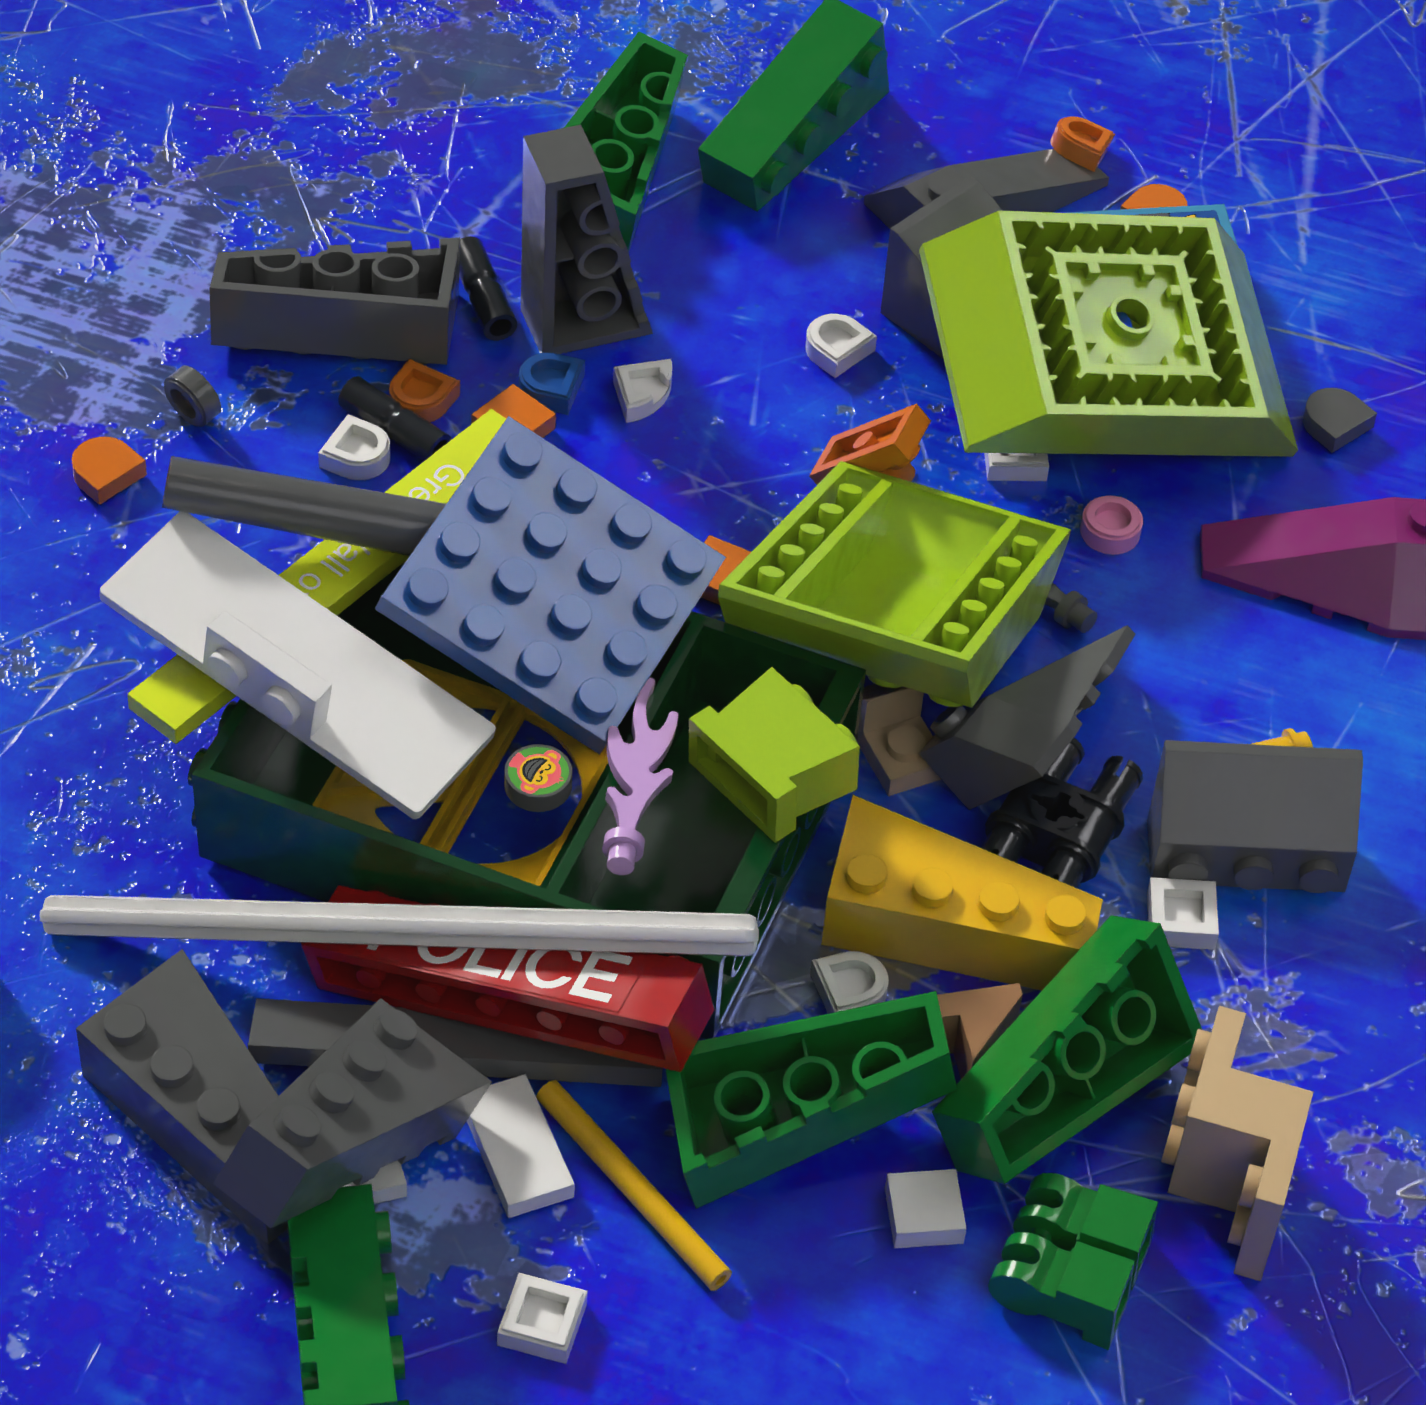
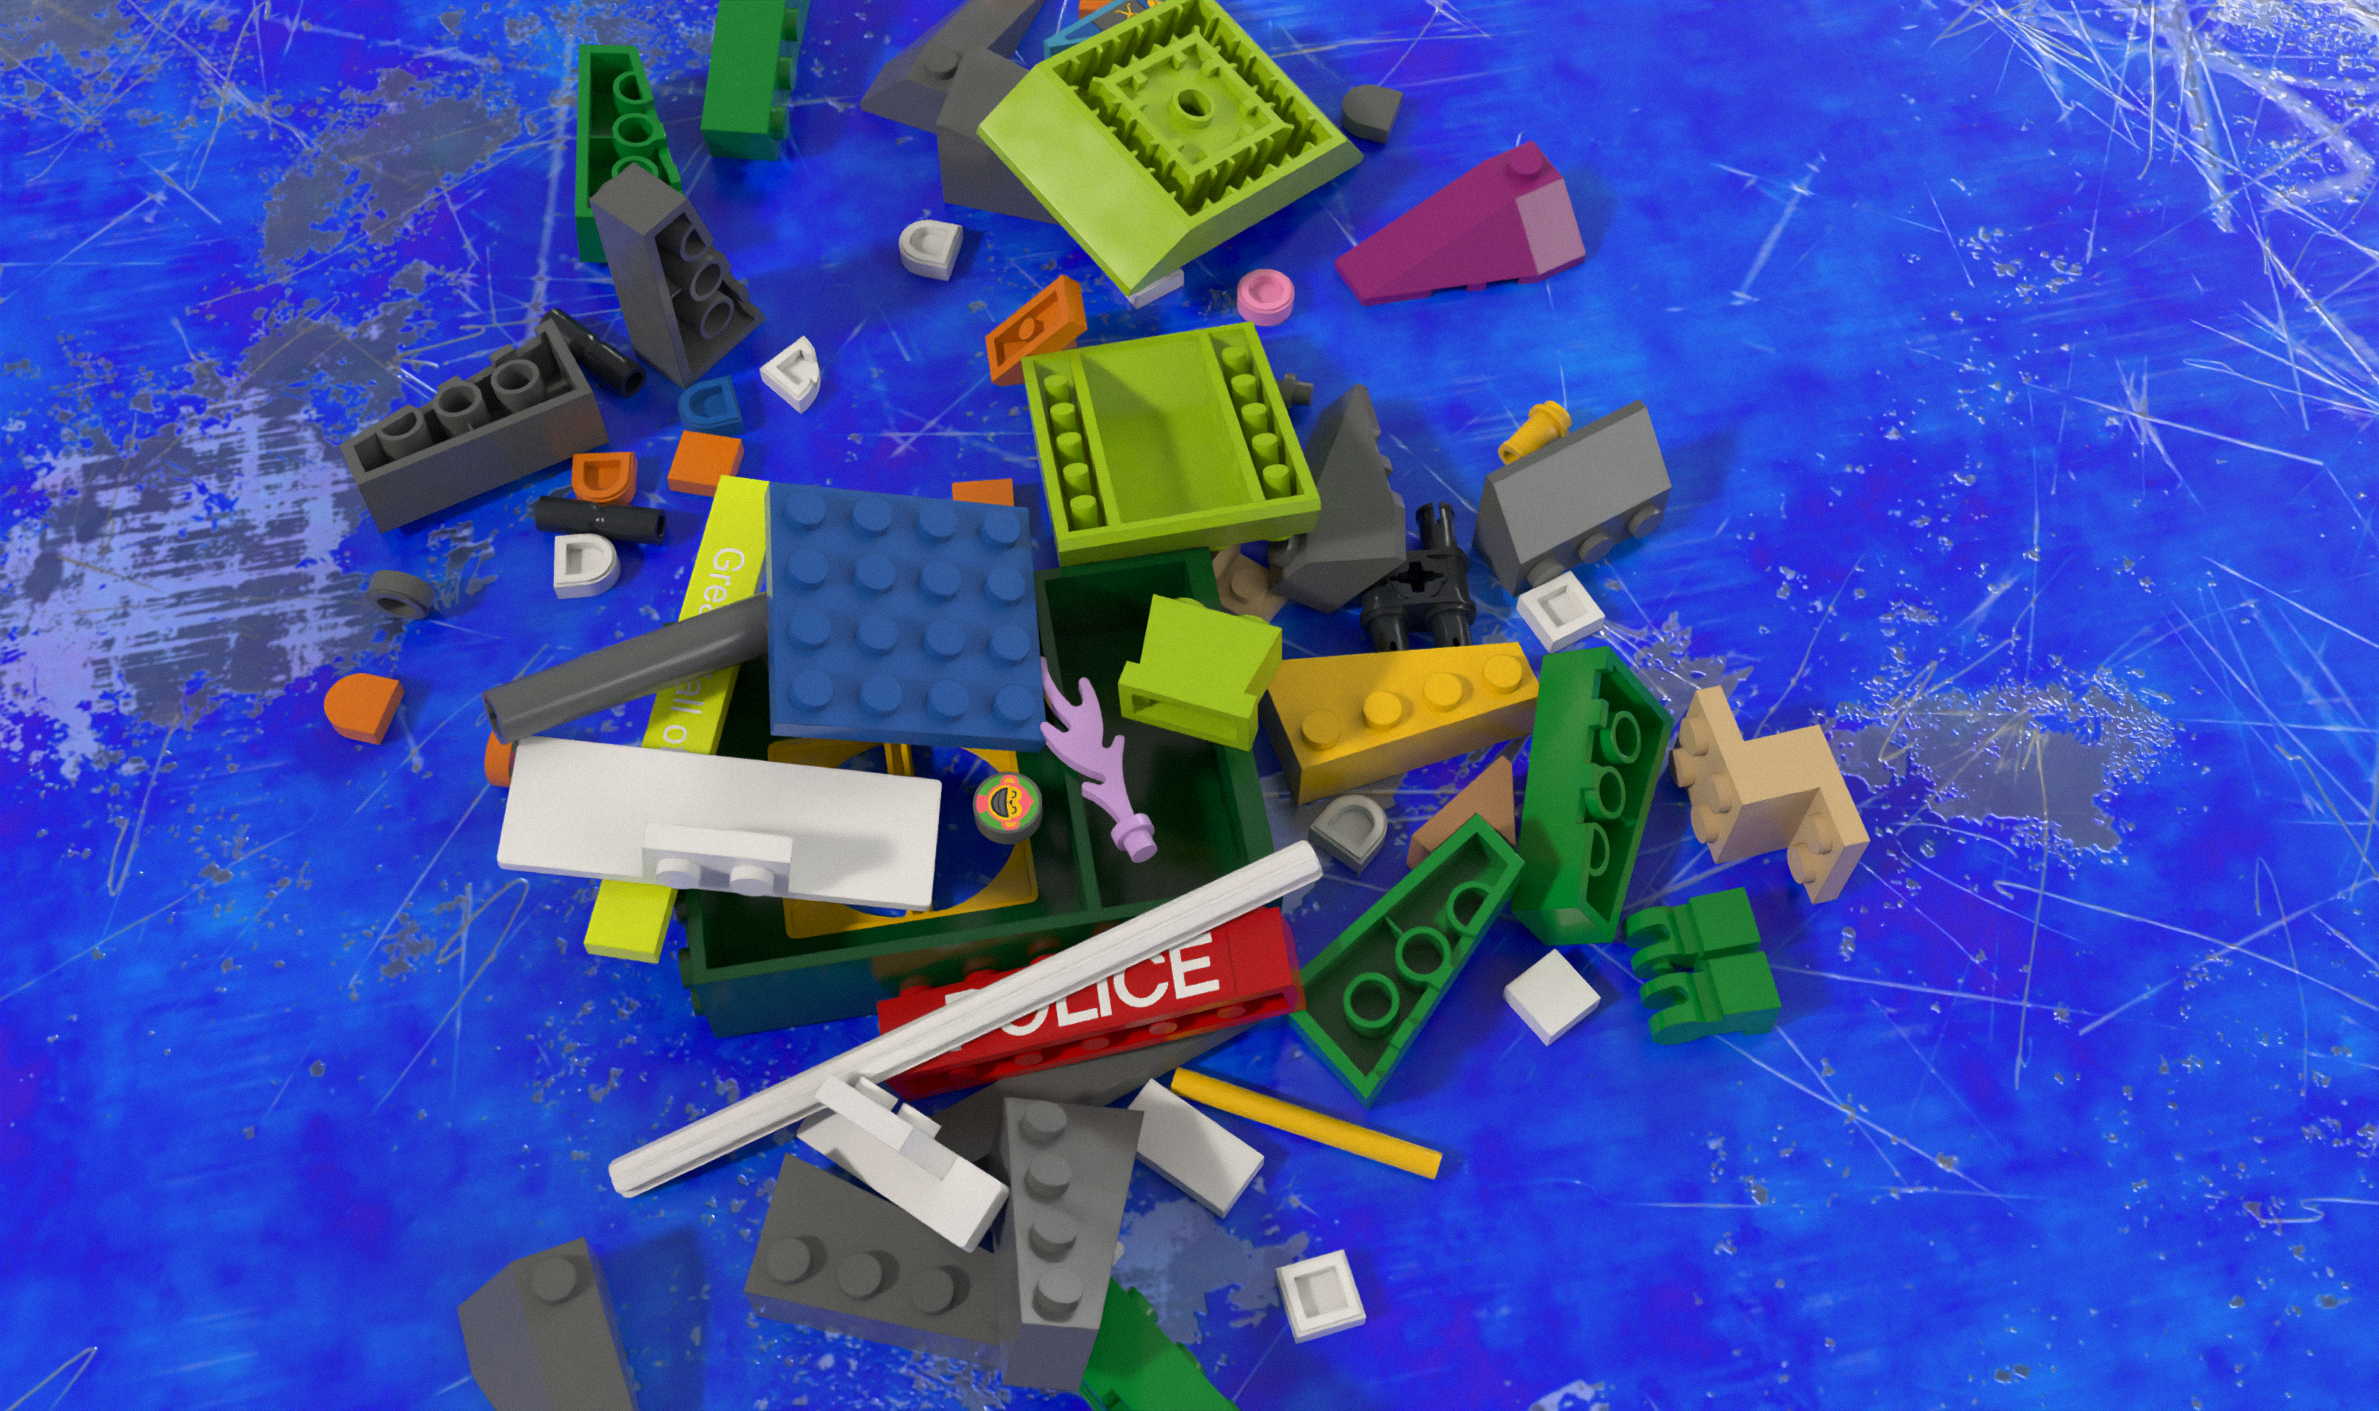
camera: 30 degrees left, 10 degrees up
(263, 998) = (903, 1159): none -> white bracket

